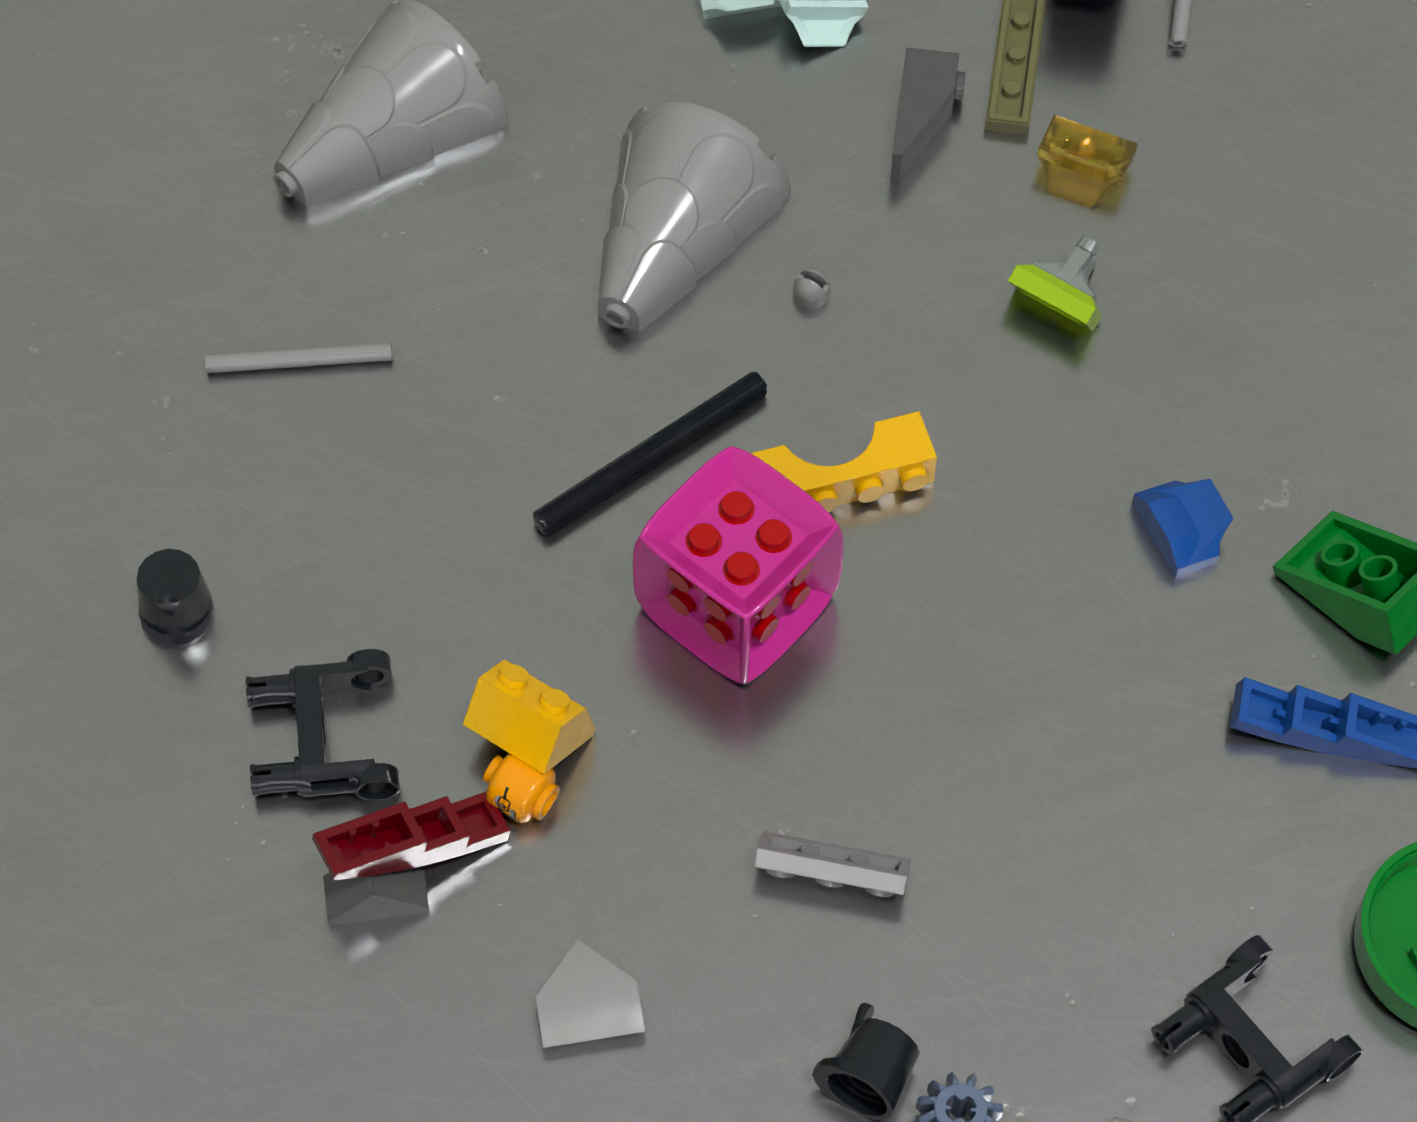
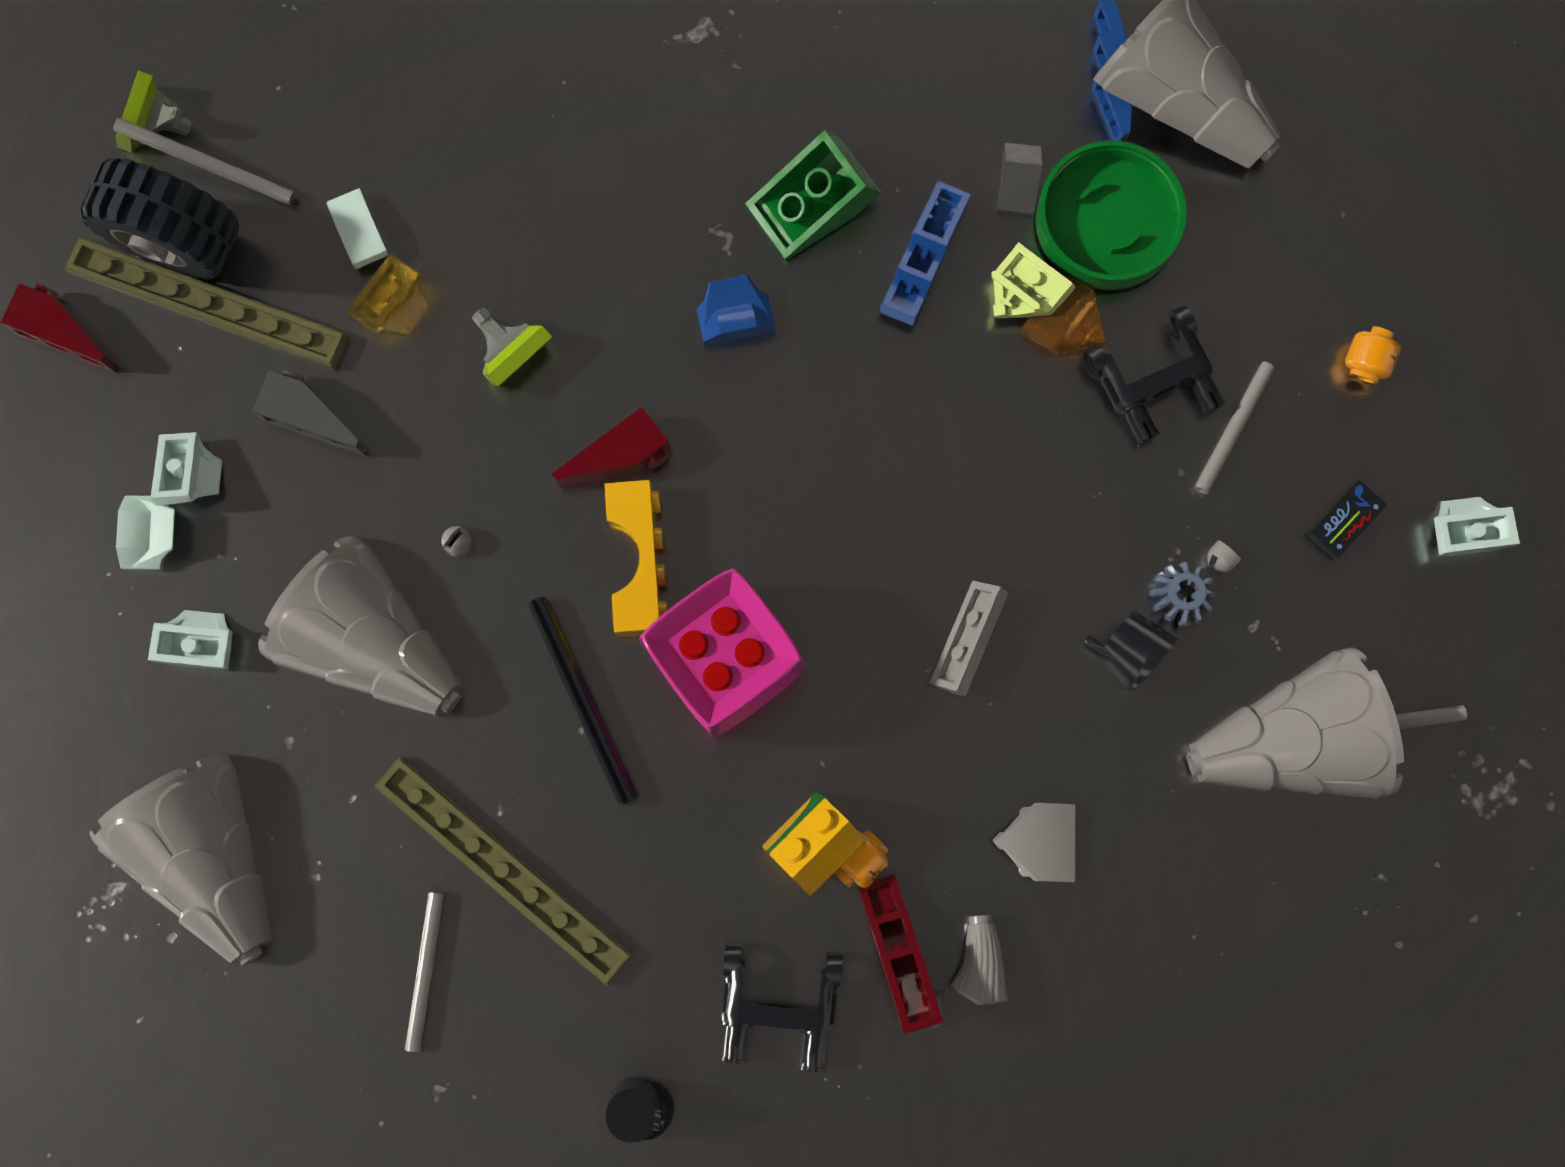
camera: 75 degrees left, 20 degrees up
(407, 953) = (982, 970): none -> light grey piece
(428, 416) = (504, 871): none -> olive tile
(628, 55) = (192, 641): none -> light aqua slope
(970, 432) = (620, 452): none -> dark red slope
(1157, 111) = (357, 228): none -> light aqua slope
(1299, 912) = (1071, 325): none -> clear orange slope
(1327, 852) = (1028, 286): none -> yellowish green slope

